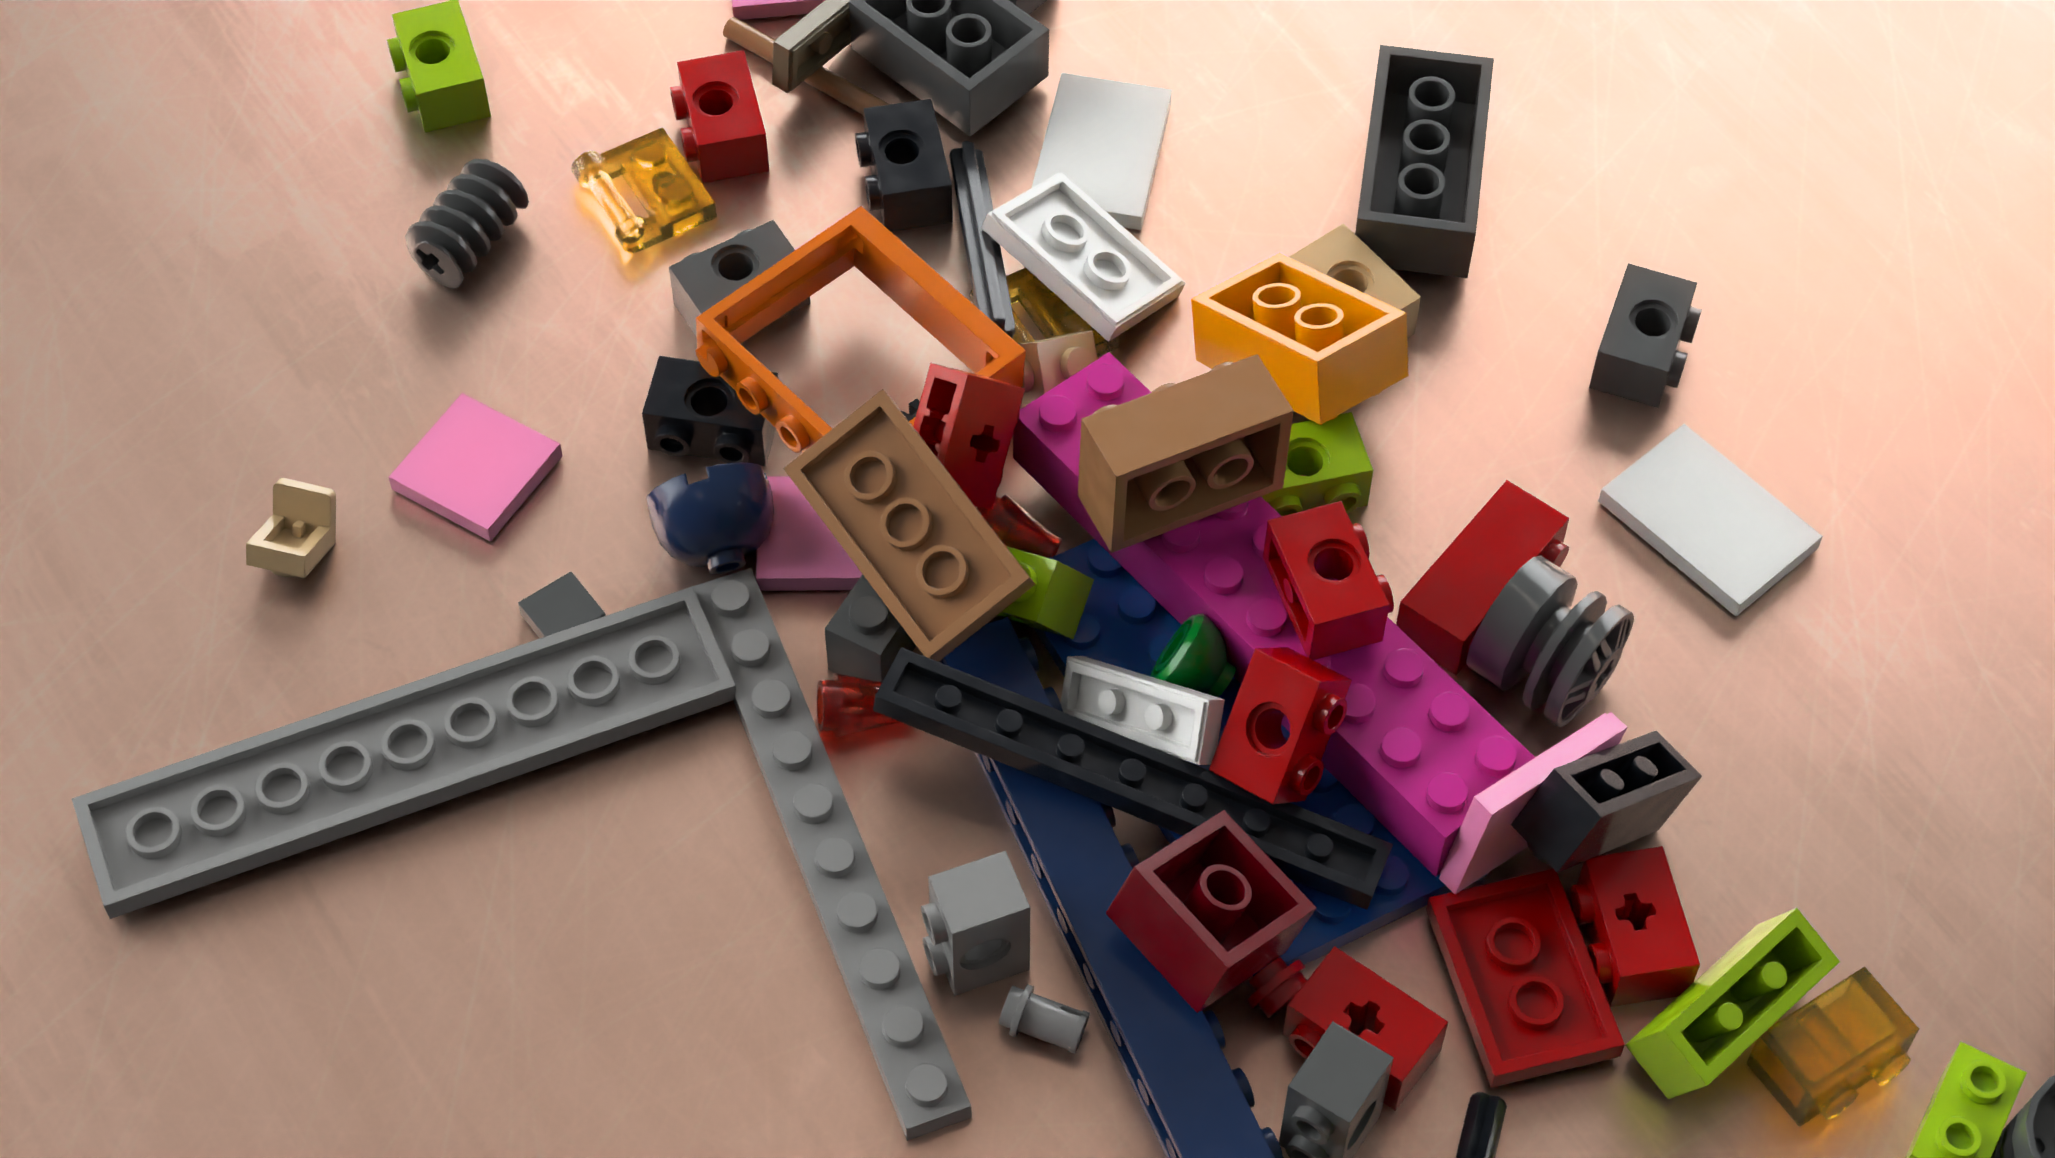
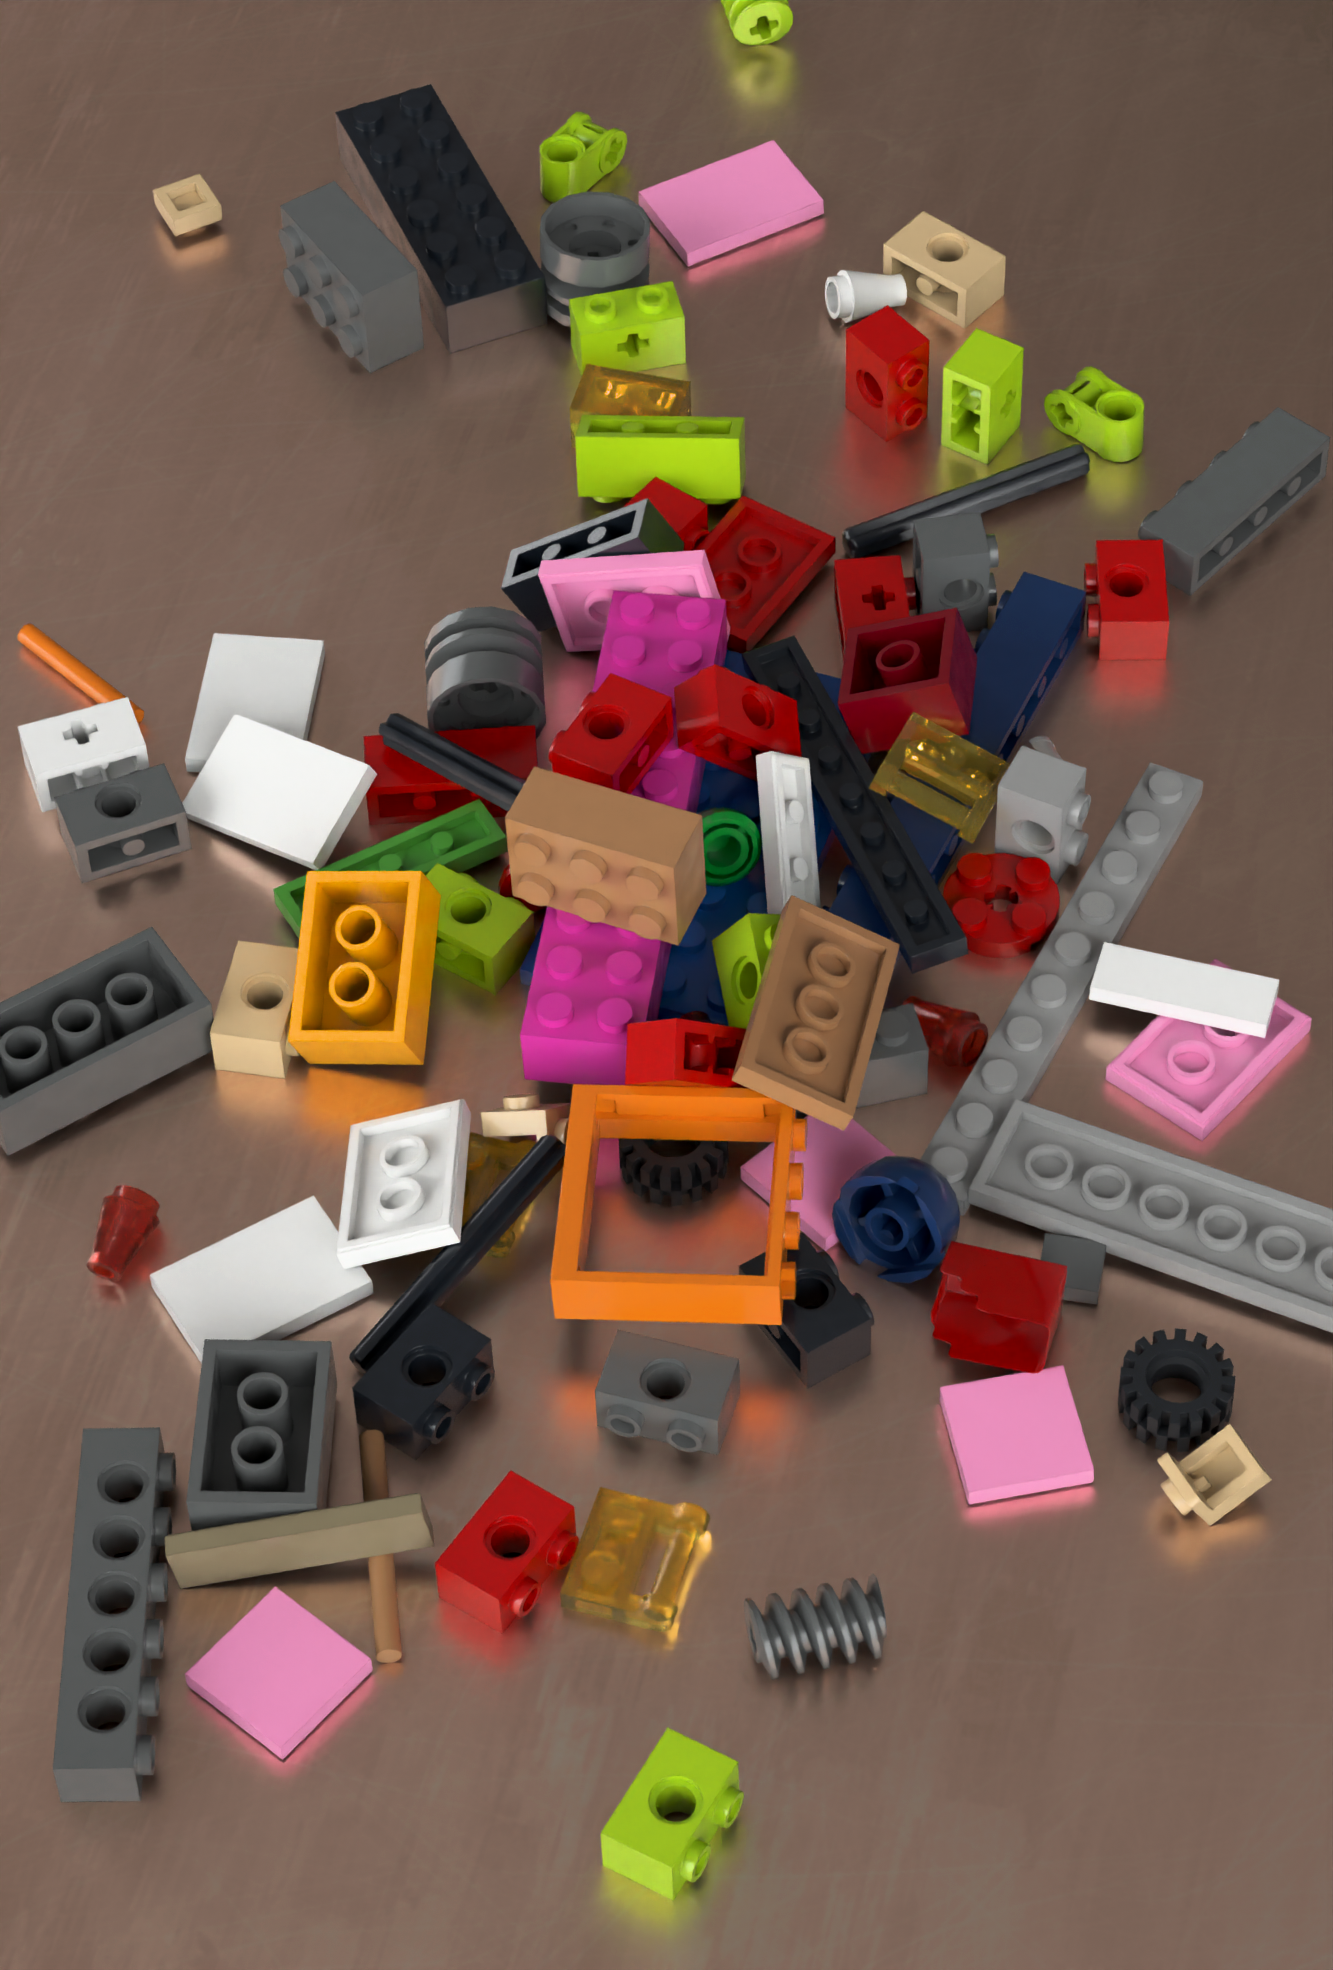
camera: 130 degrees left, 5 degrees down
(381, 550) = (1176, 1360): none -> black tyre
(569, 515) = (1000, 1308): none -> red piece
(644, 888) = (1202, 1071): none -> bright pink tile
(701, 891) = (1184, 989): none -> white tile
(932, 831) = (1009, 878): none -> red plate
(1082, 862) = (947, 764): none -> clear yellow plate
(1231, 101) = (122, 1229): none -> clear red cone
(1413, 512) = (451, 760): none -> black axle
(1418, 473) = (453, 840): none -> bright green plate
(1570, 436) = (278, 792): none -> white tile
(1749, 360) = (82, 749): none -> white brick
(1861, 429) = (71, 667): none -> orange bar

